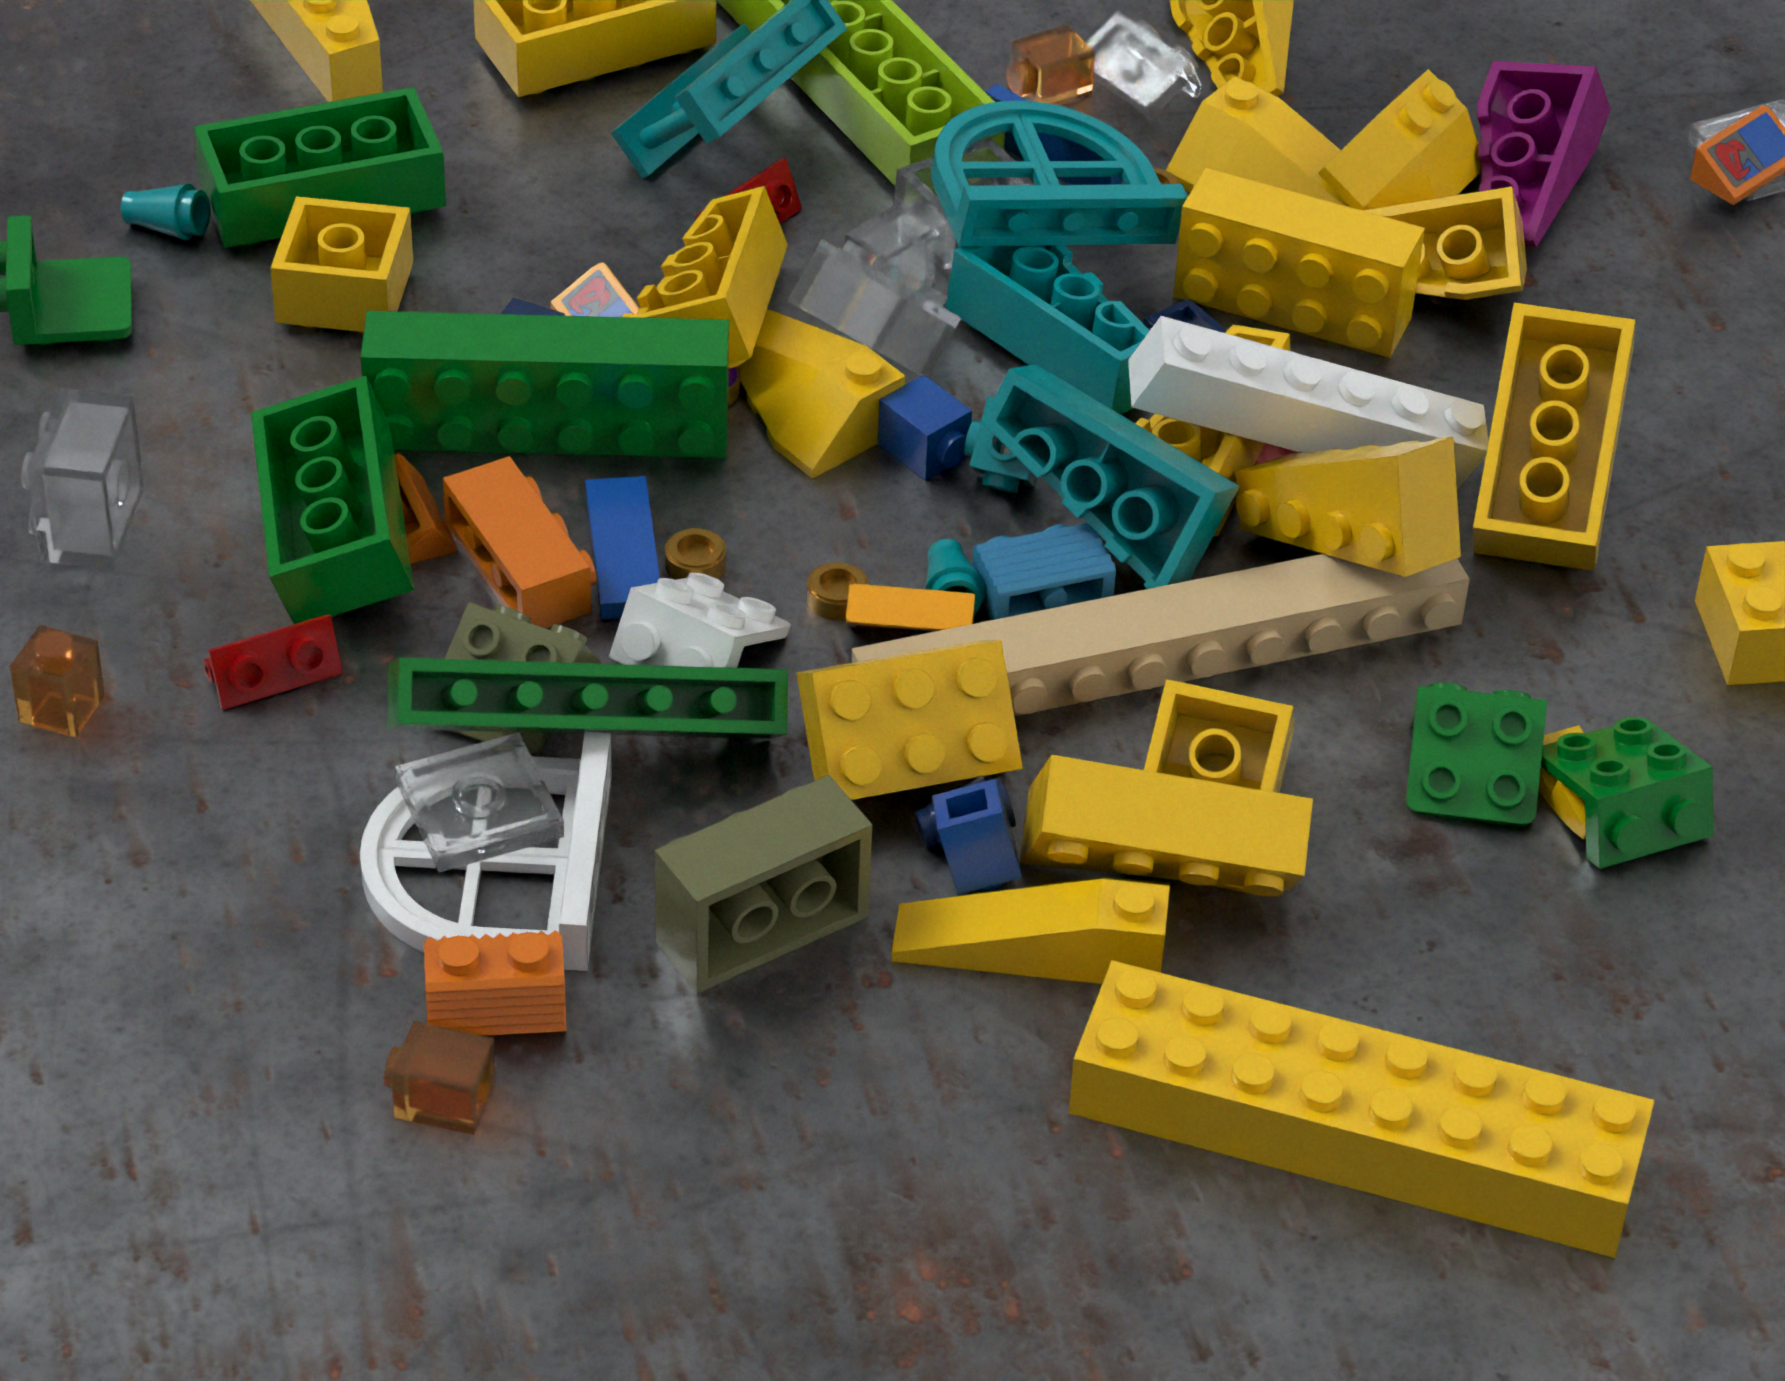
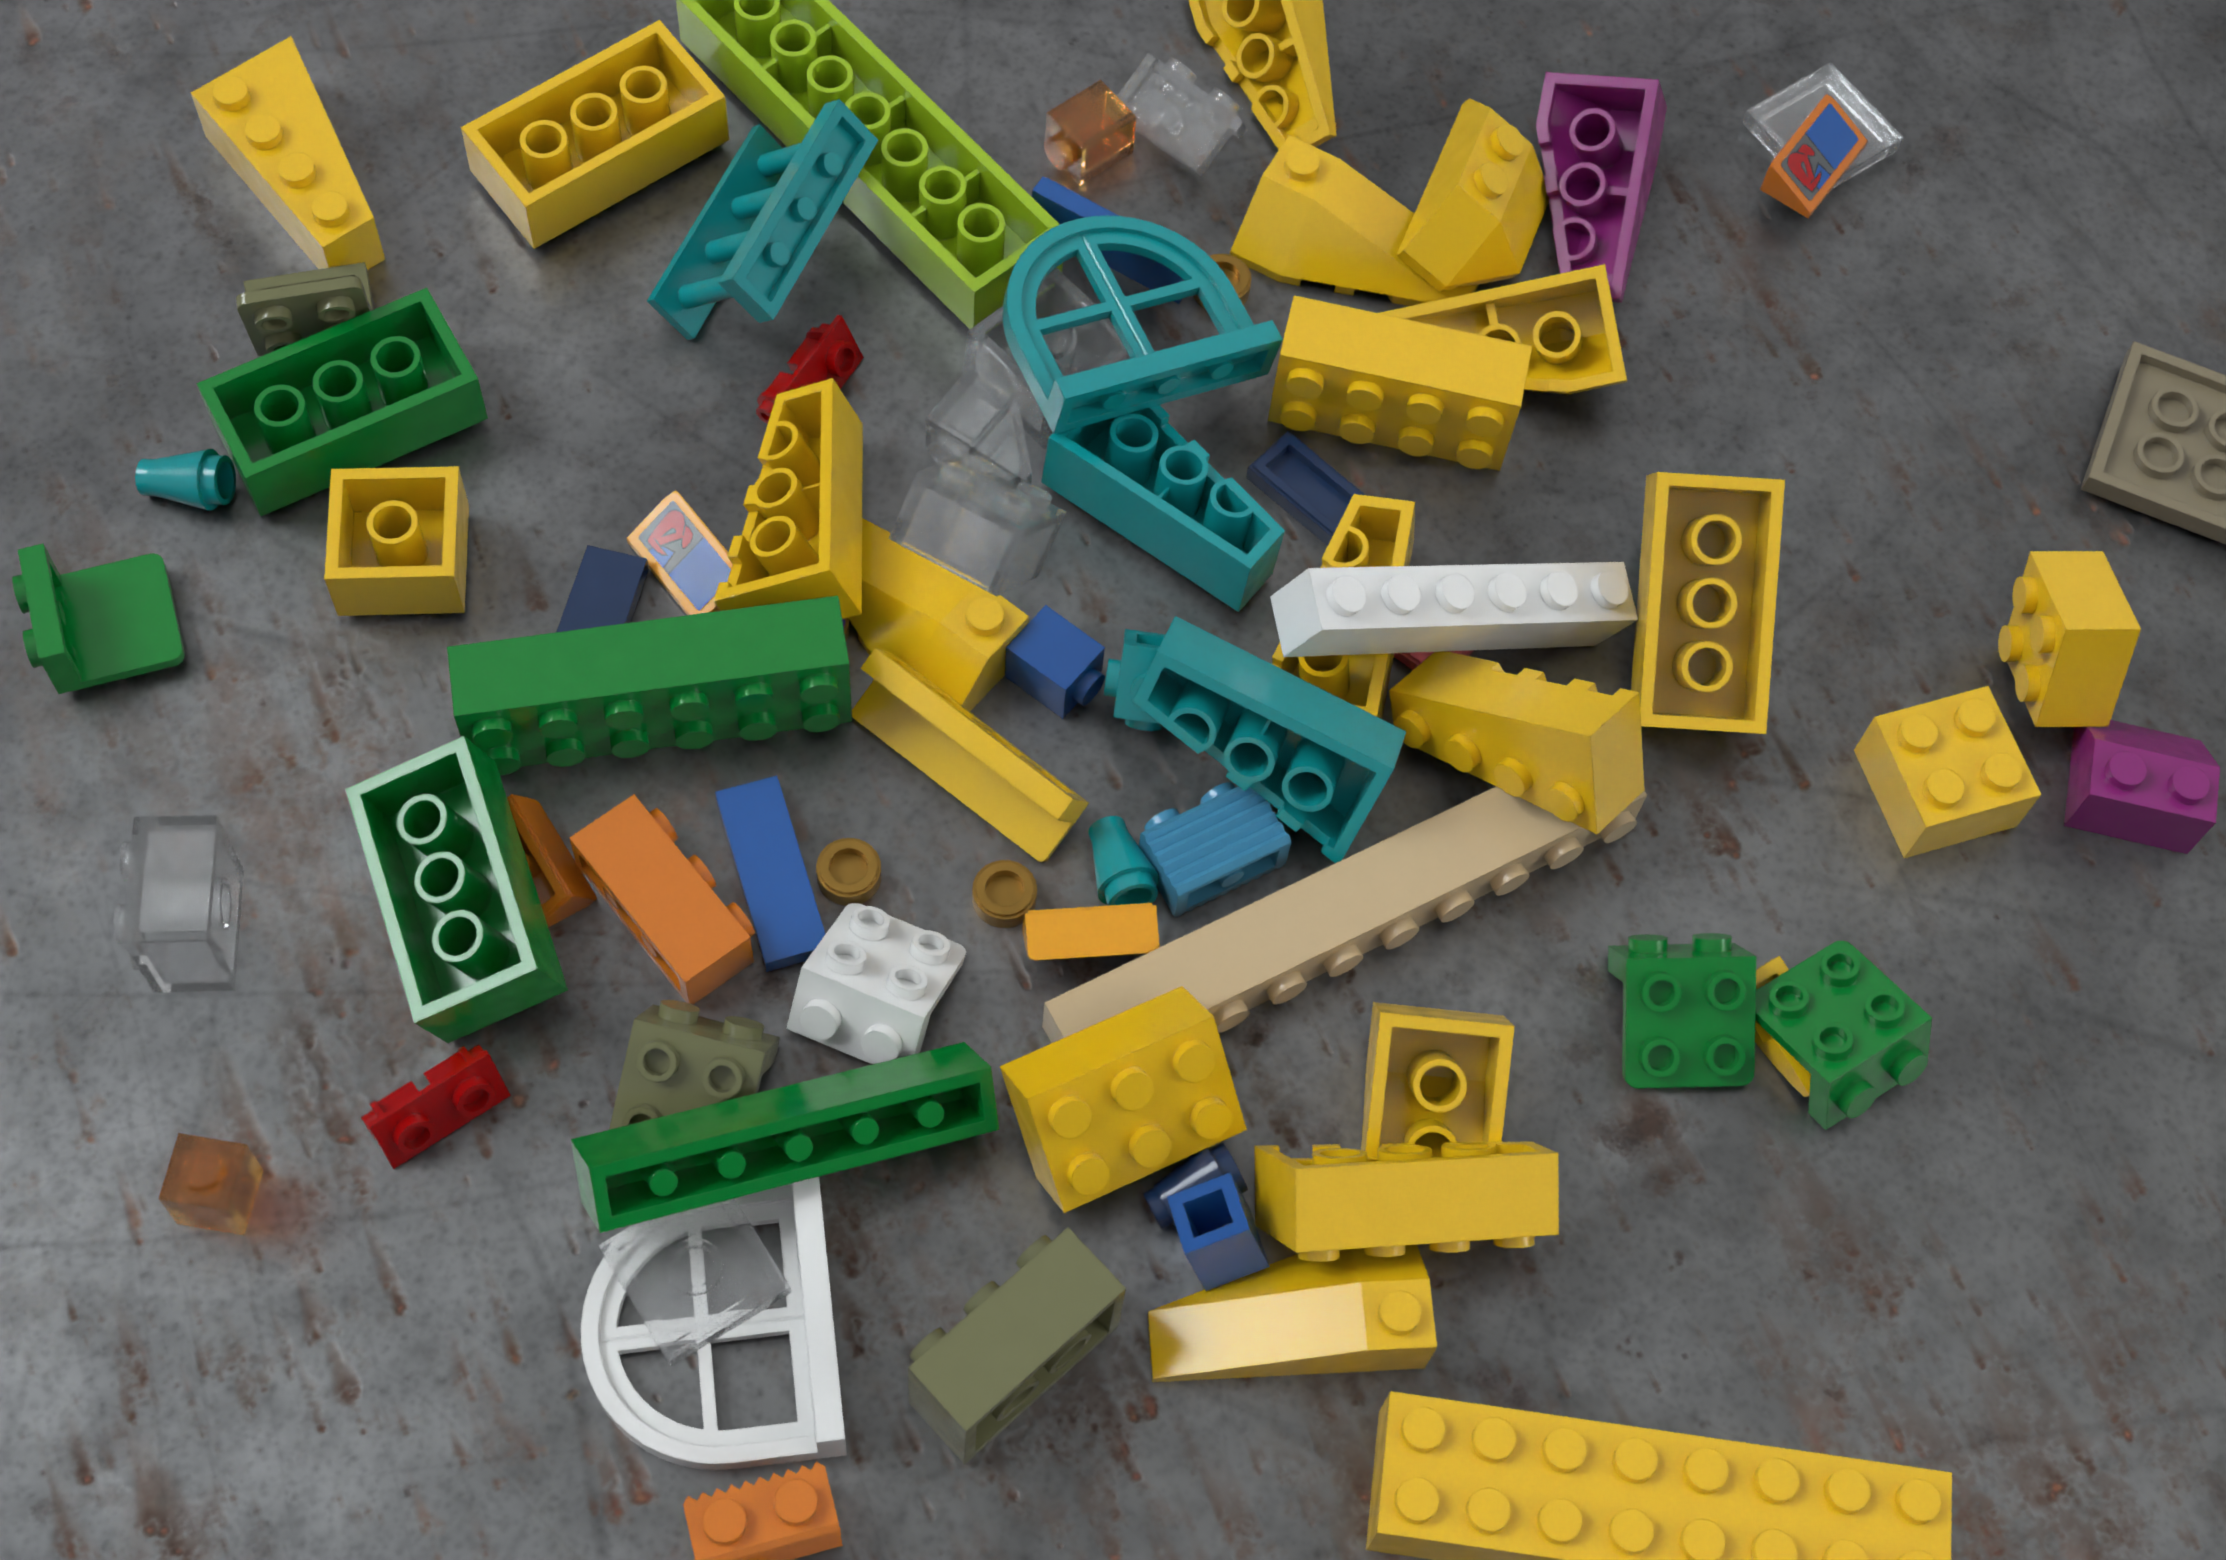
camera: 15 degrees left, 20 degrees up
(298, 81) = (302, 304): none -> olive bracket
(826, 481) = (966, 756): none -> yellow panel

